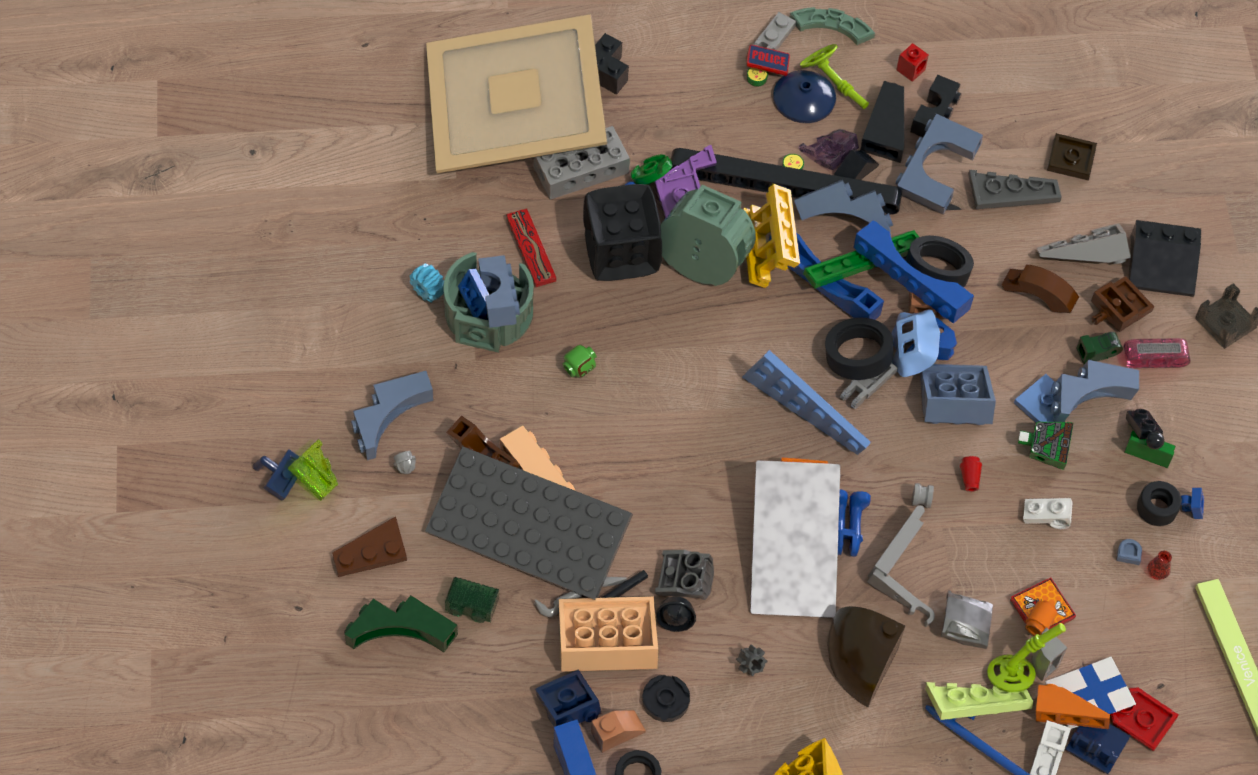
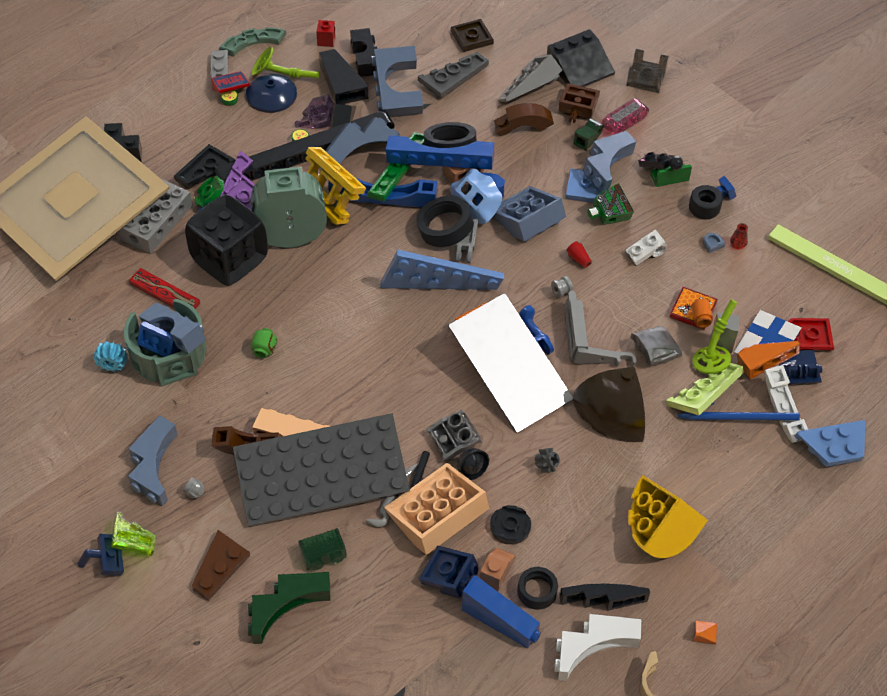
camera: 35 degrees left, 5 degrees down
(668, 136) = (202, 166): none -> black wing

